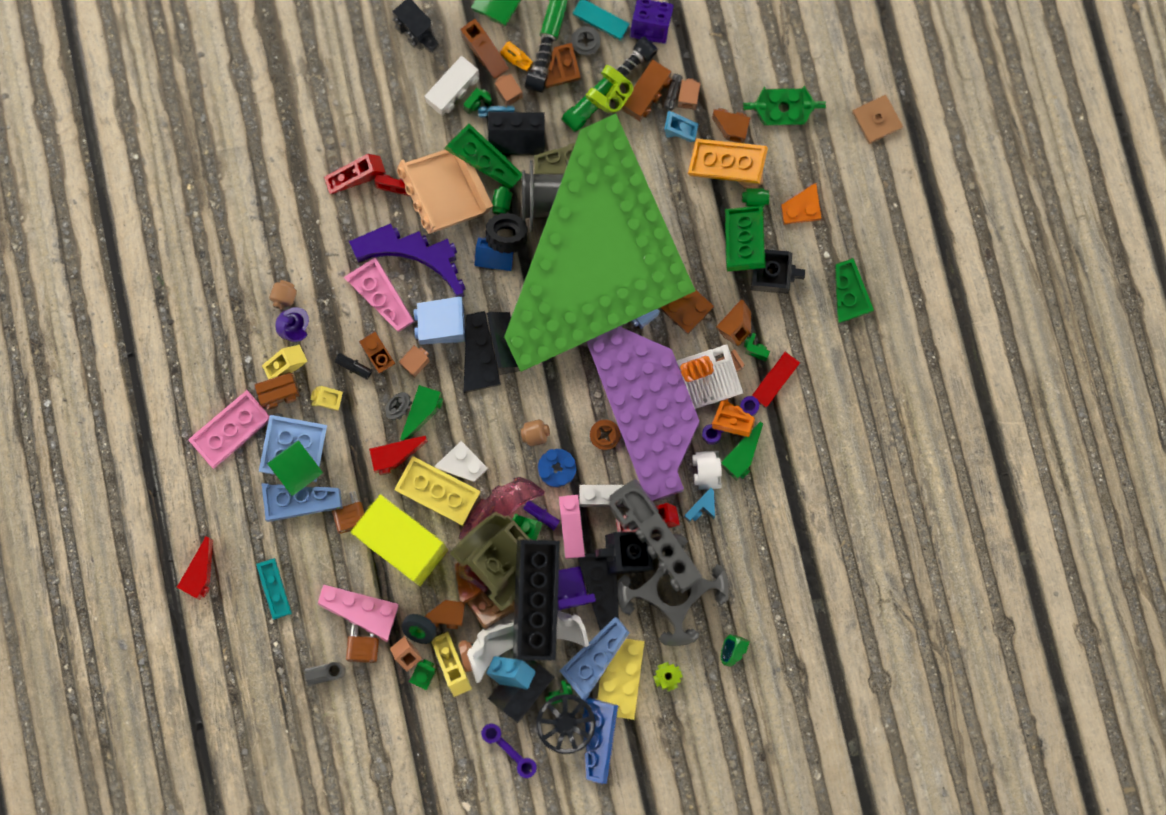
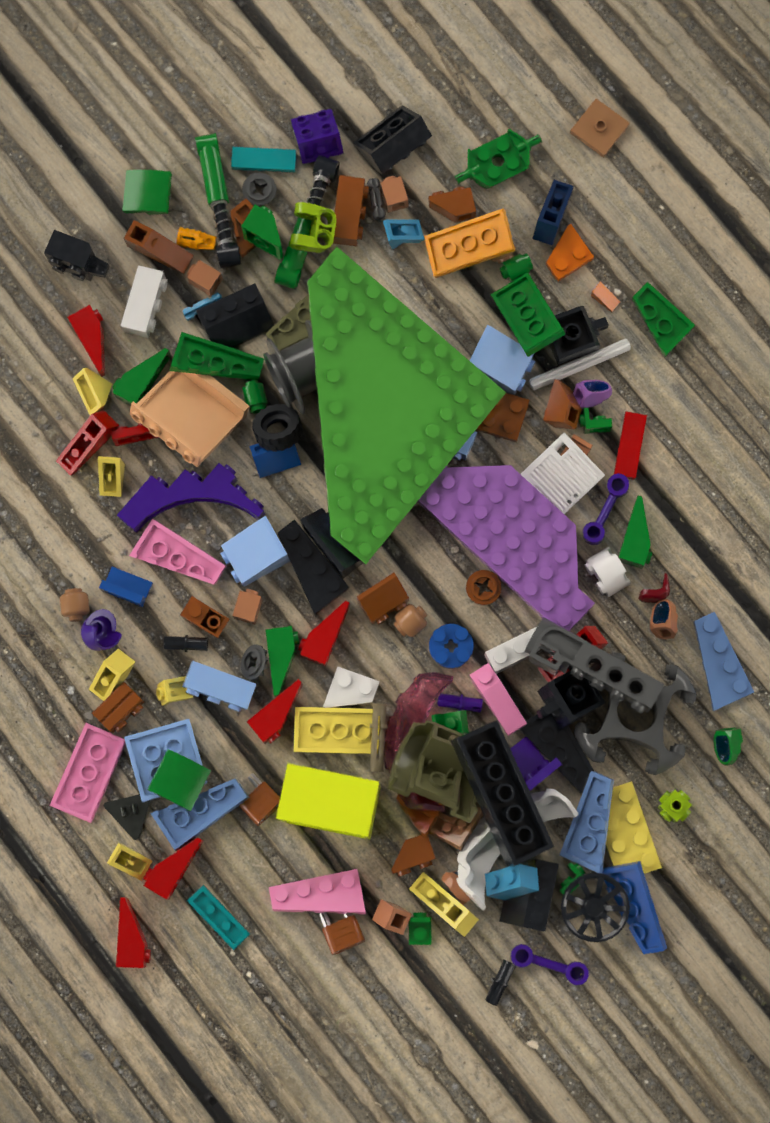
camera: 20 degrees left, 0 degrees up
(227, 512) = (129, 861): none -> light yellow slope
(245, 476) = (129, 813): none -> pearl dark grey piece
(251, 536) = (169, 872): none -> red slope
(323, 673) = (315, 980): dark grey piece -> none
(330, 300) = (126, 586): none -> blue panel
(360, 209) = (111, 476): none -> light yellow slope
(361, 411) = (218, 686): none -> light blue brick
(379, 135) = (92, 389): none -> light yellow slope
(399, 90) = (91, 334): none -> red slope
(419, 629) = (392, 884): black bush -> none
(420, 144) = (140, 379): none -> green slope
(461, 413) = (322, 638): none -> red slope
(464, 746) = (500, 983): none -> black axle
(474, 99) = (174, 307): green bracket -> none
(475, 489) = (377, 764): none -> dark tan pin
(521, 406) = (383, 599): none -> dark orange slope
(570, 74) = (262, 231): none -> green slope
(697, 368) = (546, 472): orange gear -> none
(706, 265) = (502, 360): none -> light blue slope
(706, 503) = (623, 607): dark azure slope -> none
(709, 51) = (393, 139): none -> black slope
(732, 528) = (664, 619): none -> nougat rock
(733, 419) = (608, 507): orange wing -> none
(735, 506) = (656, 595): none -> dark red hair
(760, 586) = (722, 668): none -> medium blue wing
(765, 324) = (592, 392): none -> medium lavender rock
(768, 297) = (580, 364): none -> white axle
(806, 168) = (552, 212): none -> dark blue slope
(814, 254) = (605, 297): none -> orange piece

